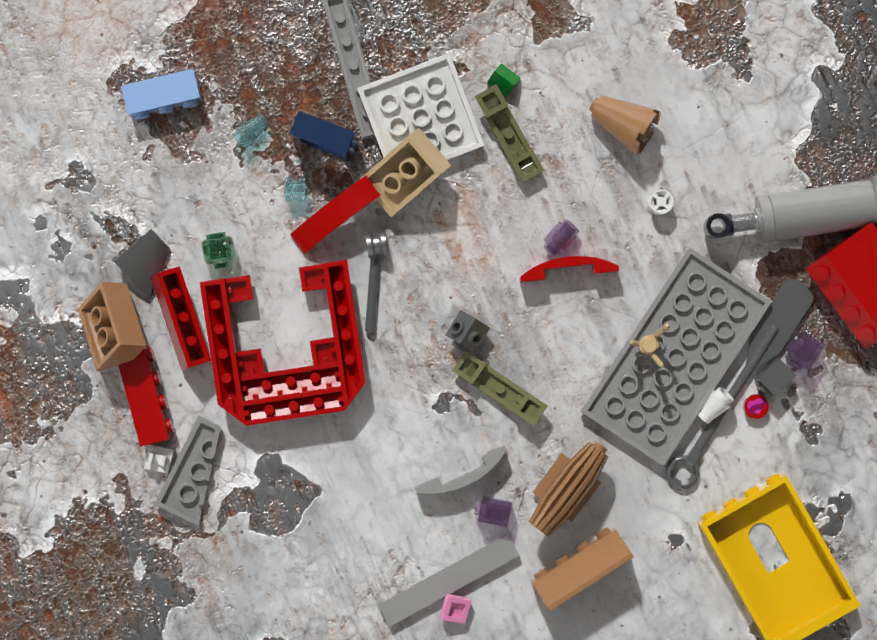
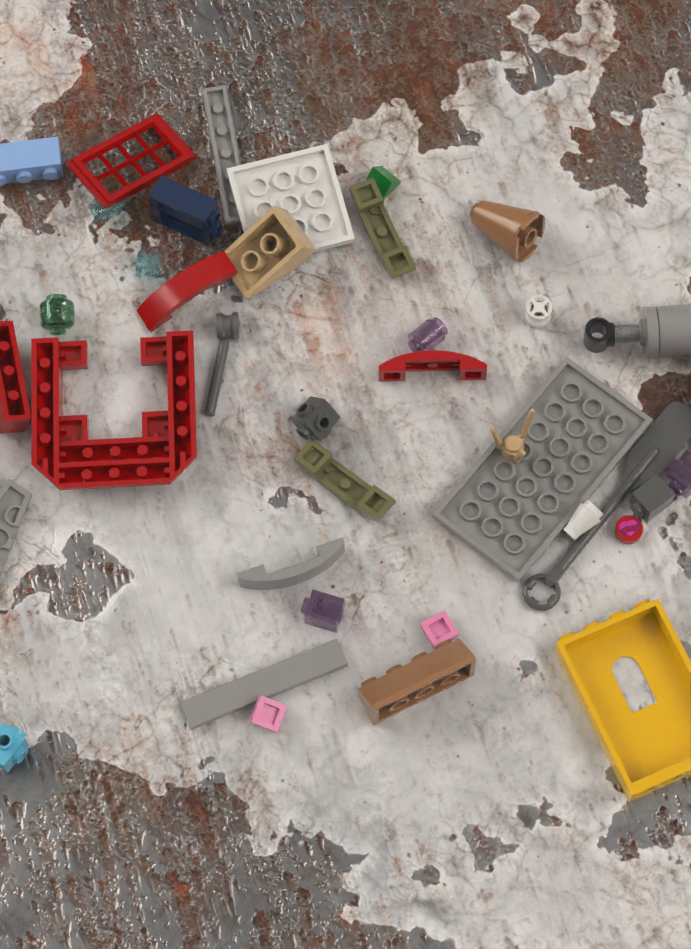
camera: 10 degrees right, 20 degrees down
(233, 116) = (93, 184): none -> red piece
(568, 487) = (411, 588): medium nougat plate -> none
(596, 517) = (439, 629): none -> bright pink plate

